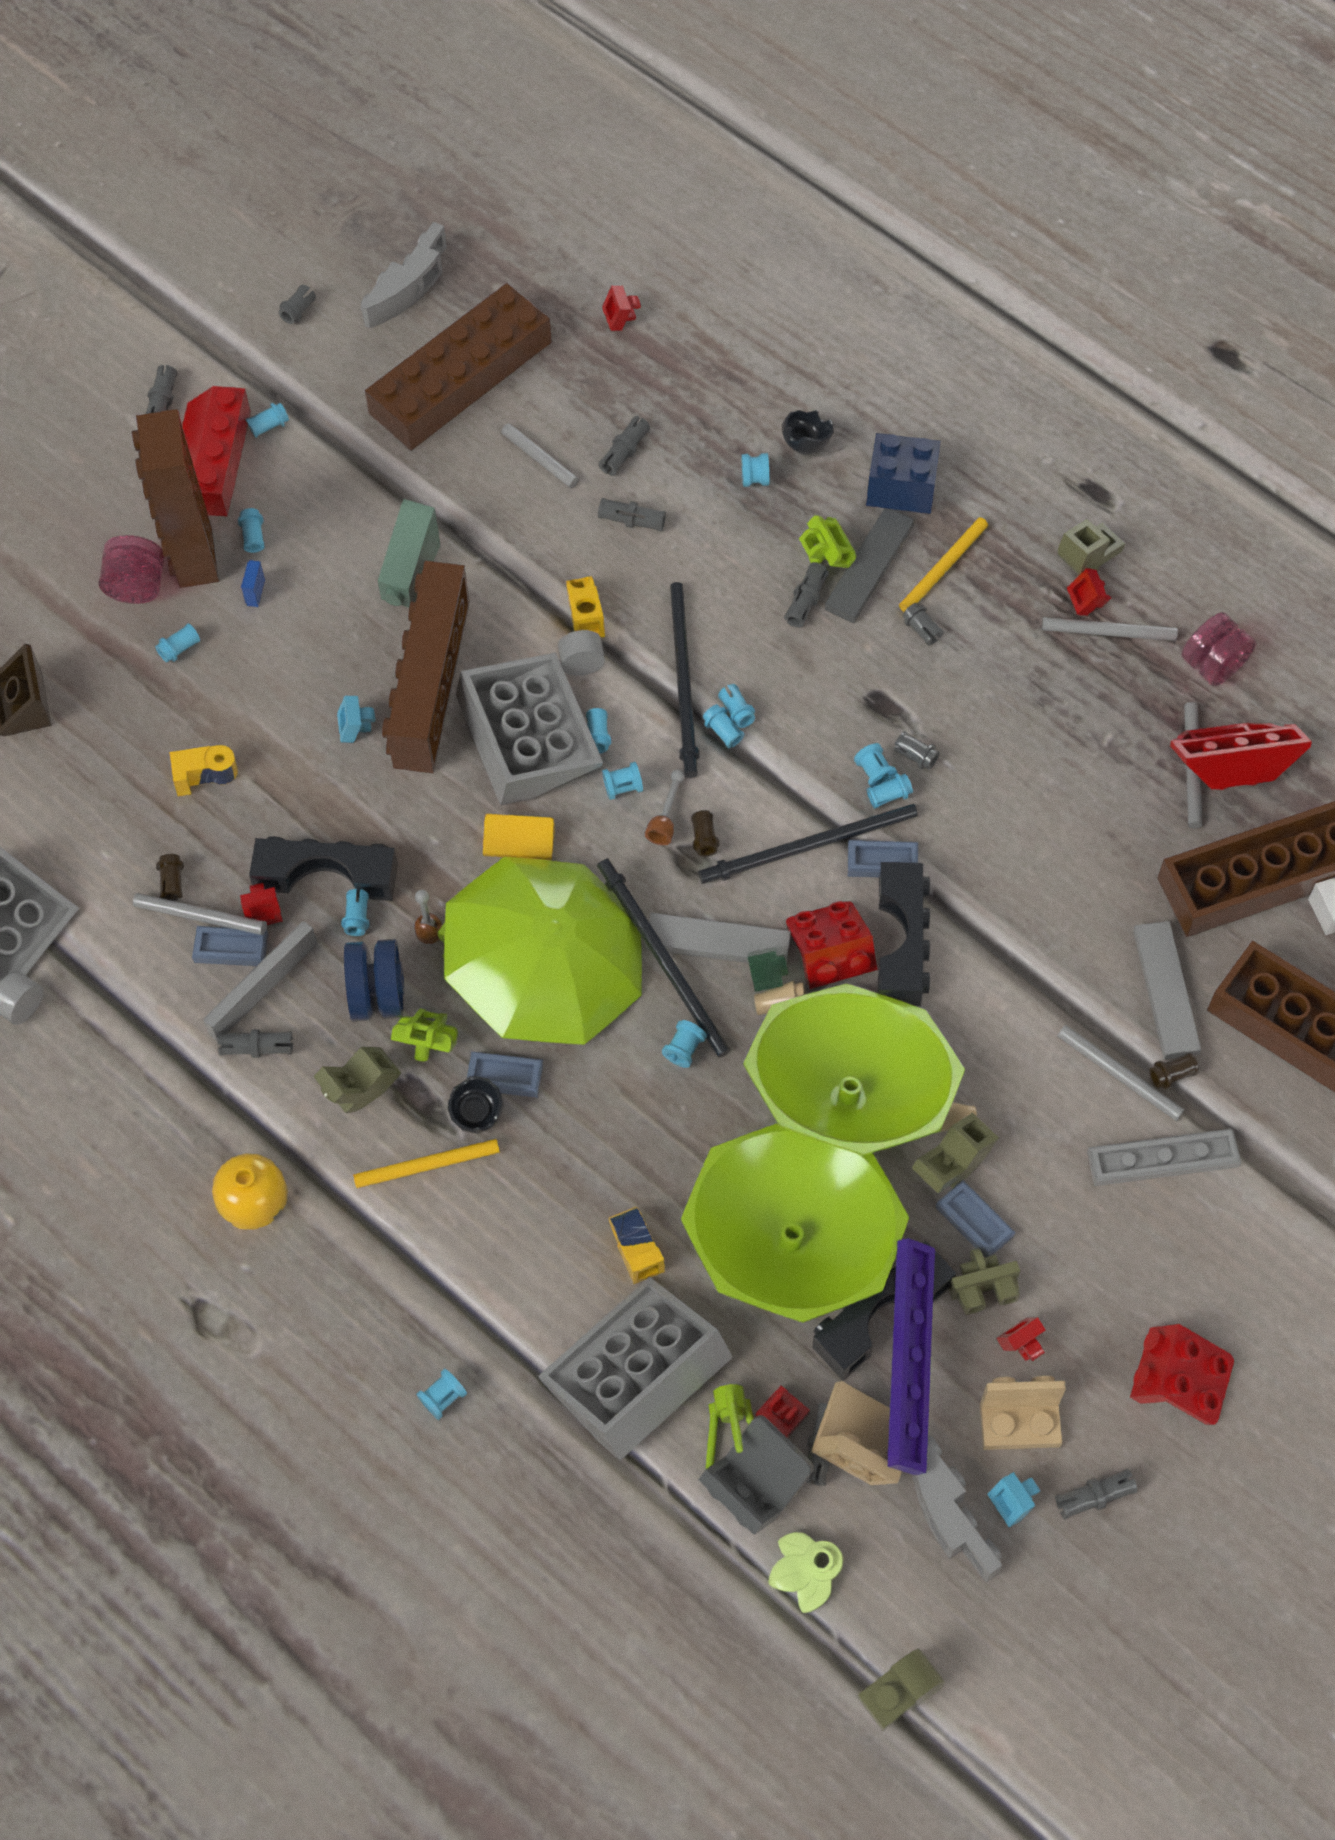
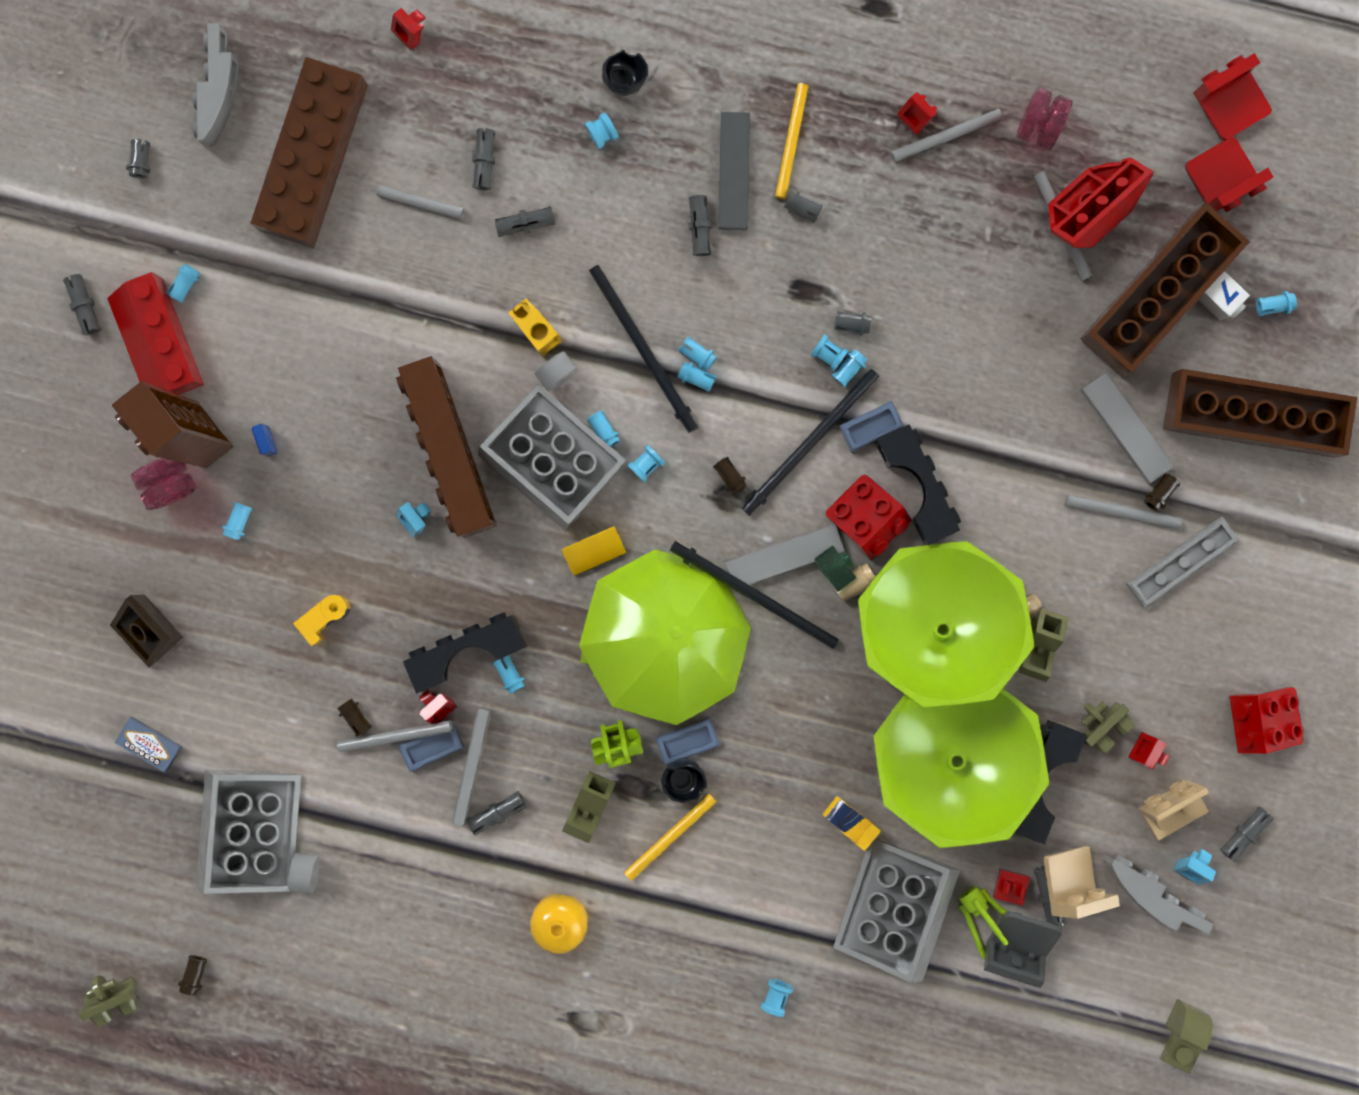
camera: 30 degrees left, 25 degrees up
(251, 523) = (233, 391): medium azure pin -> none
(377, 979) = (562, 728): dark blue wheel -> none
(411, 544) = (374, 356): sand green slope -> none
(425, 923) = (565, 656): dark orange hinge -> none
(661, 828) = (695, 487): dark orange hinge -> none
(684, 1043) = (805, 654): medium azure bush -> none
(800, 1571) = (1078, 989): yellowish green plate -> none
(829, 541) = (698, 172): lime piece -> none
(903, 473) = (723, 76): dark blue brick -> none
(911, 1357) = (1089, 817): dark purple plate -> none
(975, 1219) = (1076, 679): sand blue tile -> none
(1089, 546) = (903, 72): olive brick -> none

